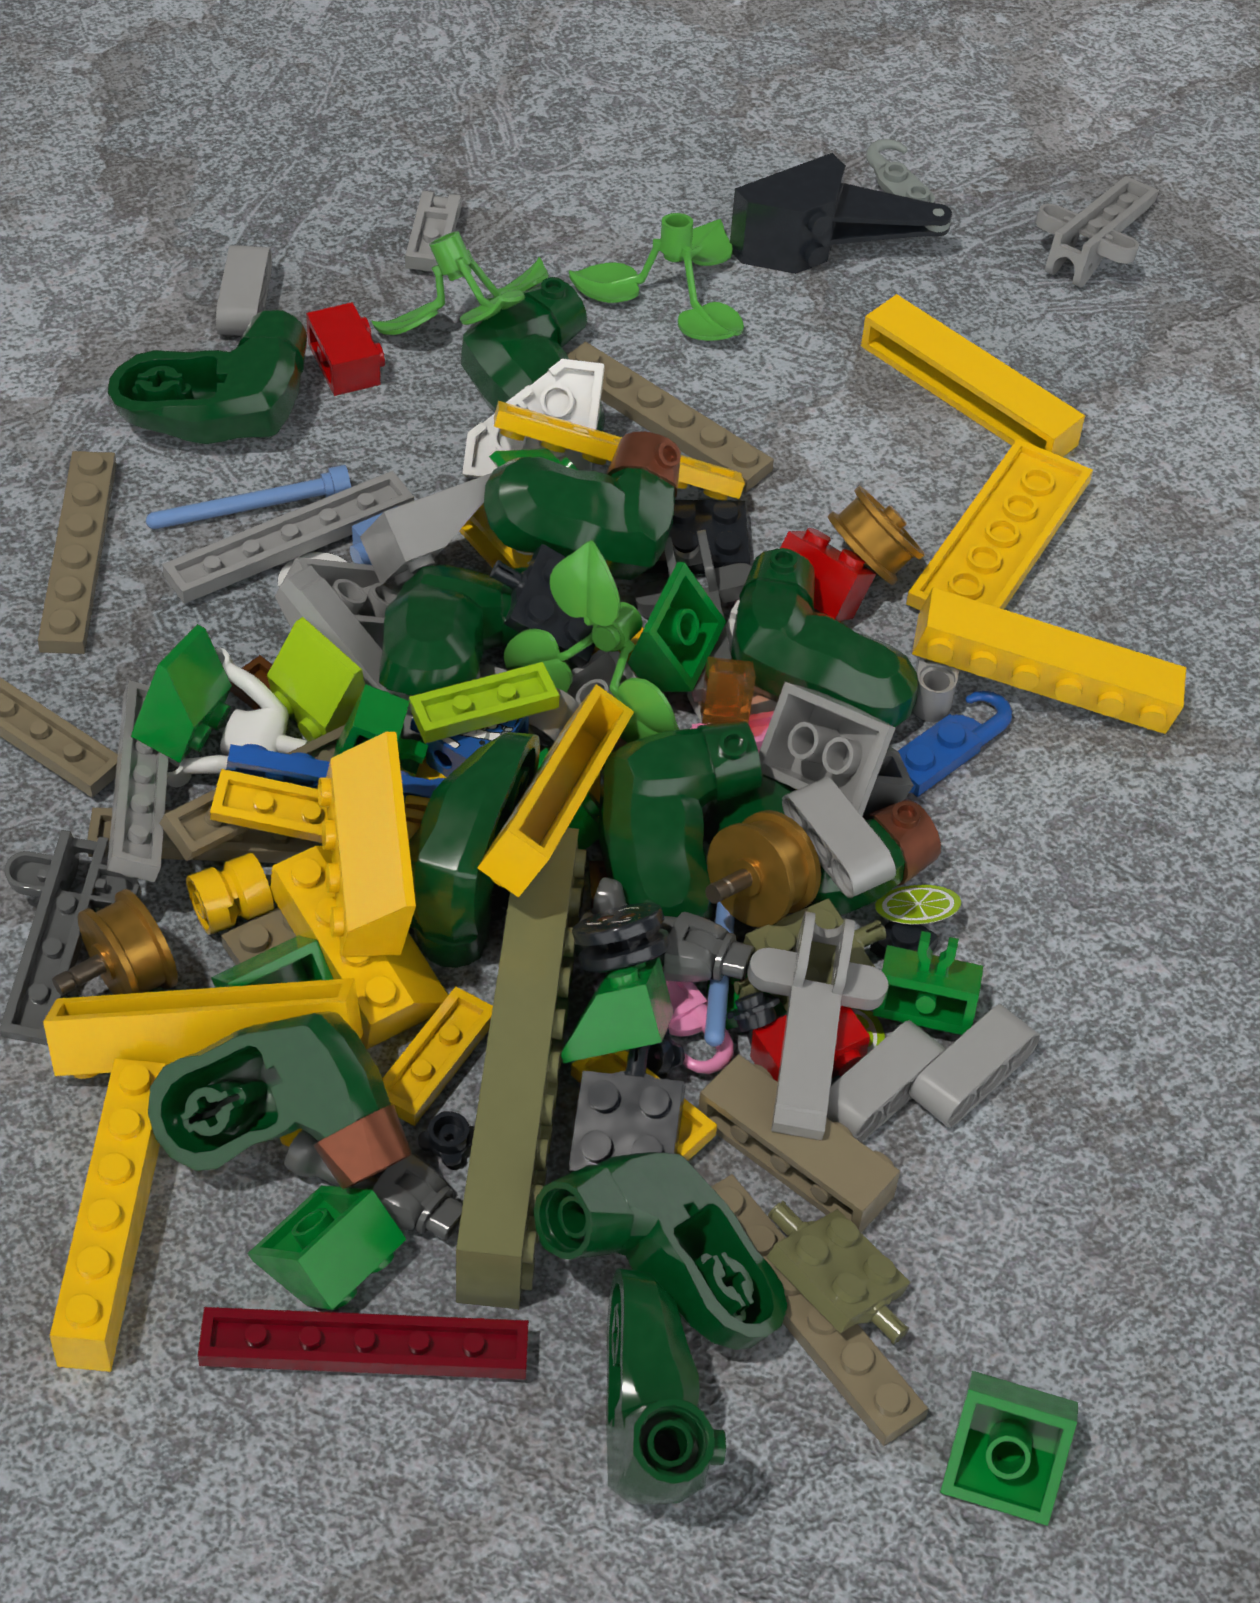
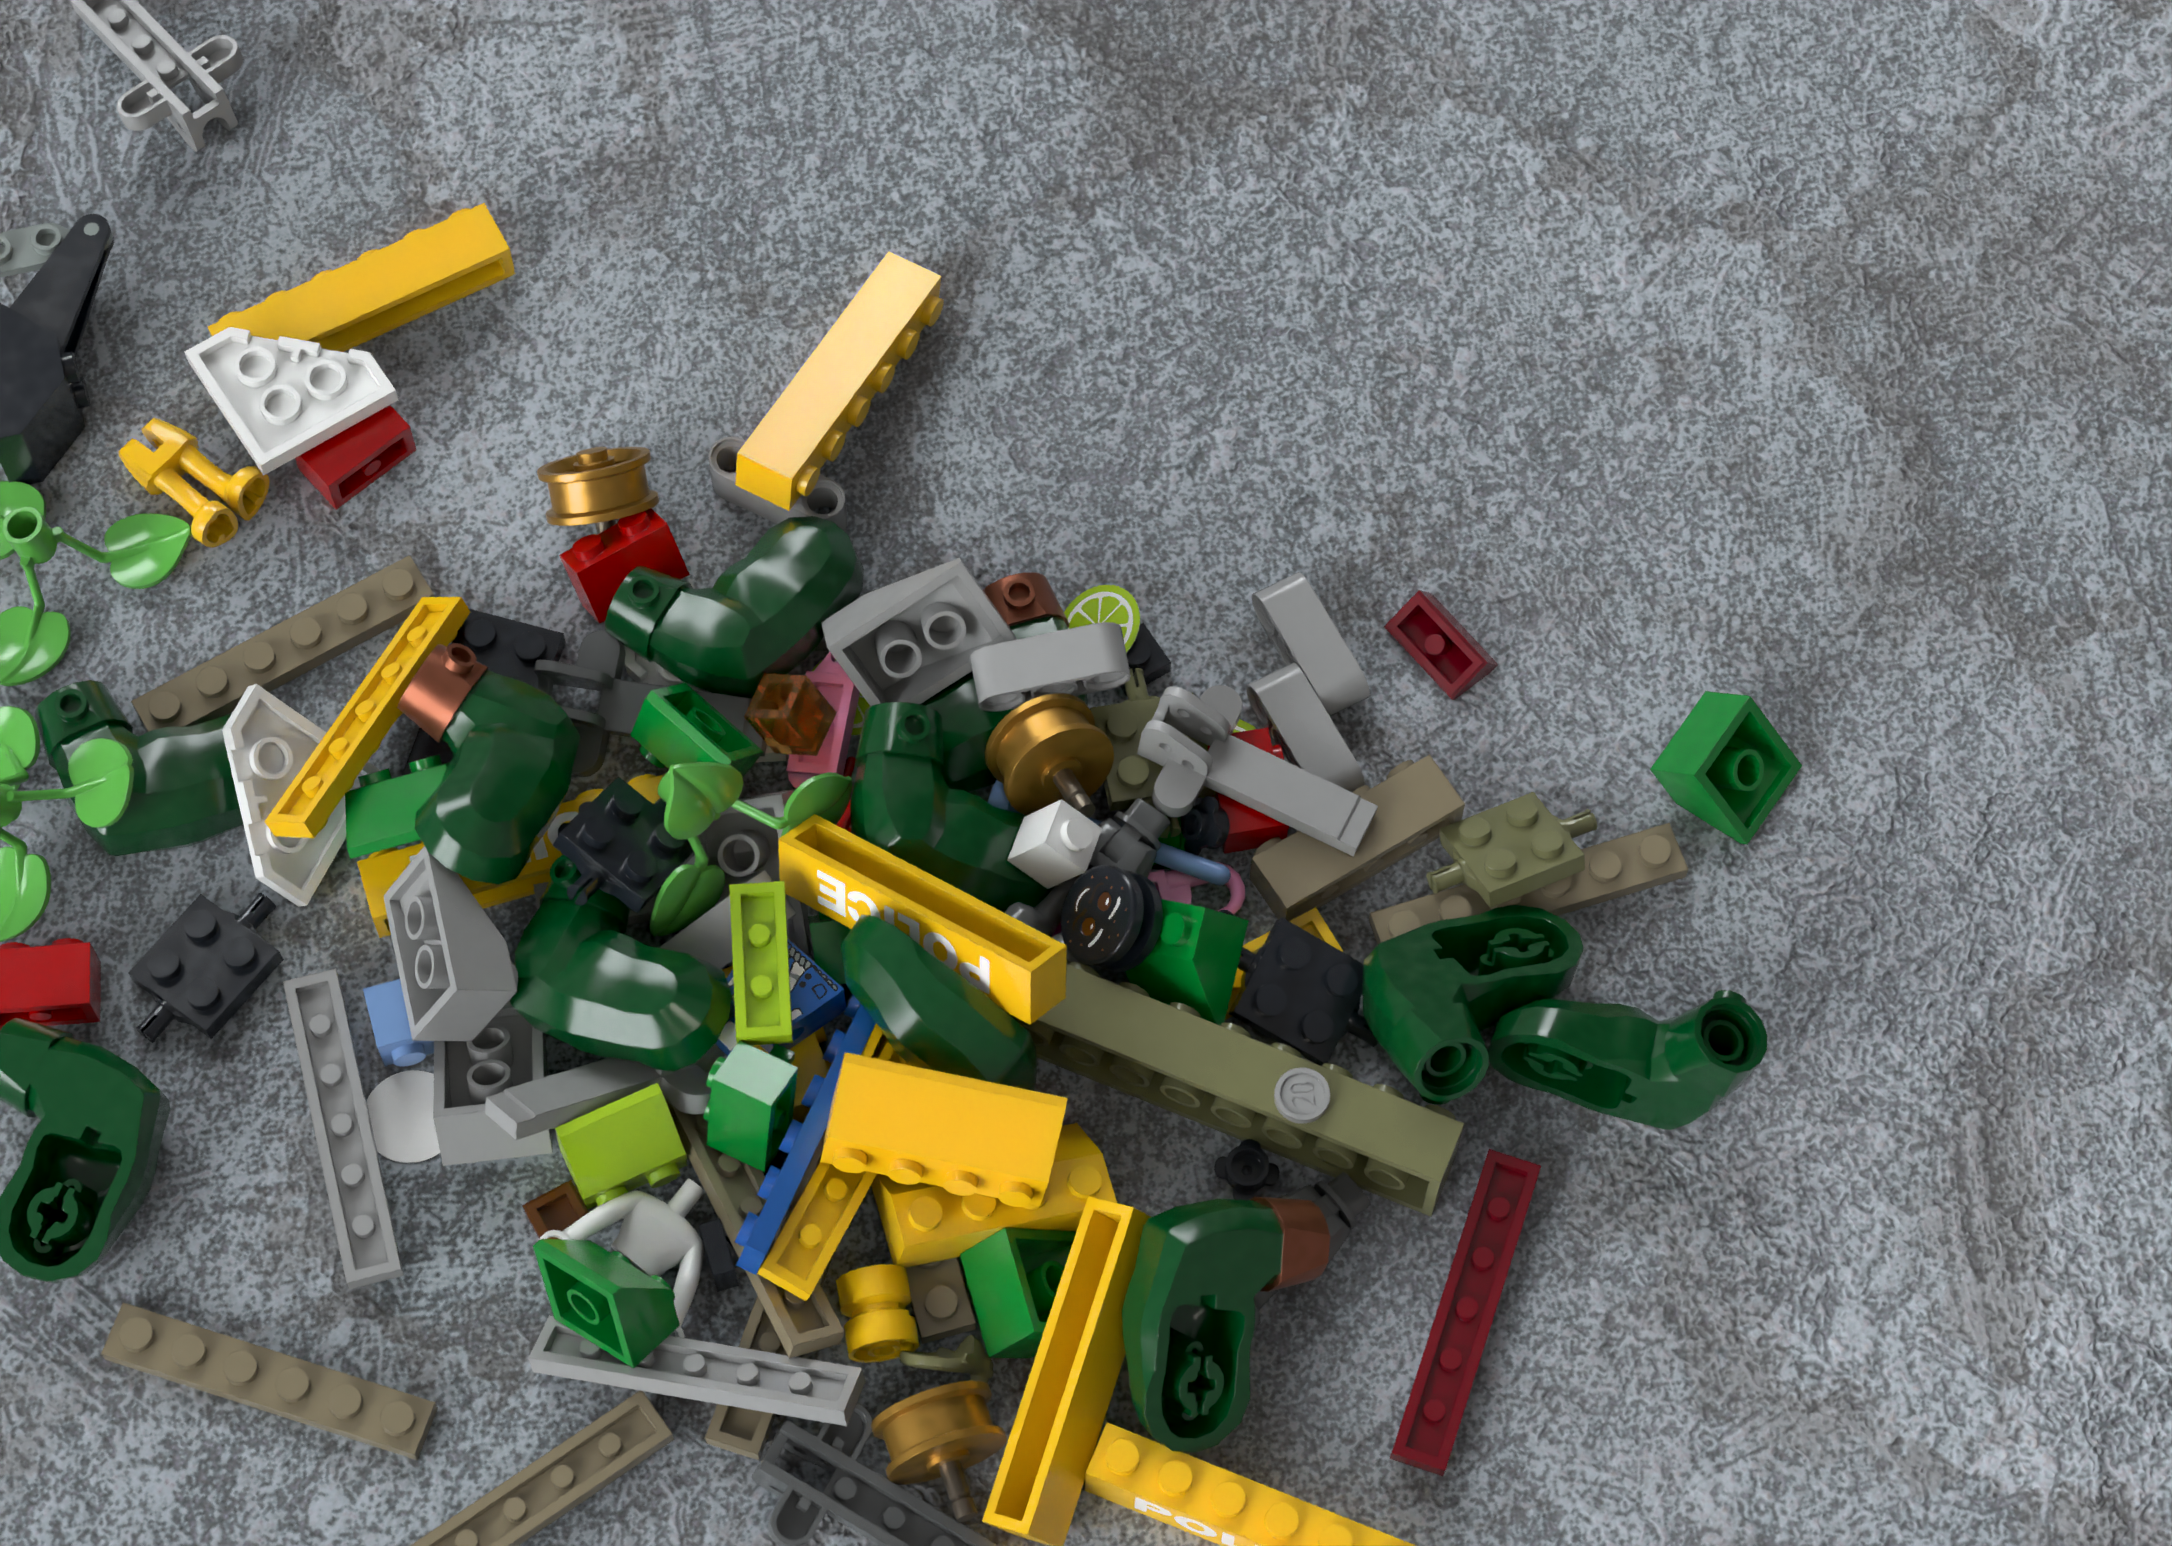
camera: 70 degrees left, 15 degrees up
(203, 959) = (967, 1358): none -> olive piece
(329, 1246) = (1348, 1319): green slope -> none
(330, 483) = (271, 1056): medium blue piece -> none
(393, 434) = (205, 966): none -> black plate
(436, 1054) = (1141, 1149): yellow plate -> none
(502, 1116) = (1302, 1095): none -> light grey piece
(678, 884) = (1054, 844): none -> white brick
(777, 312) = (179, 453): none -> yellow piece
(845, 405) = (357, 456): none -> red brick
(860, 340) = (287, 391): none -> white plate
(930, 988) = (1218, 646): green brick -> none
(952, 742) = (887, 516): blue plate -> none
(1005, 527) = (614, 358): yellow plate -> none
(1031, 1176) = (1440, 644): none -> dark red slope

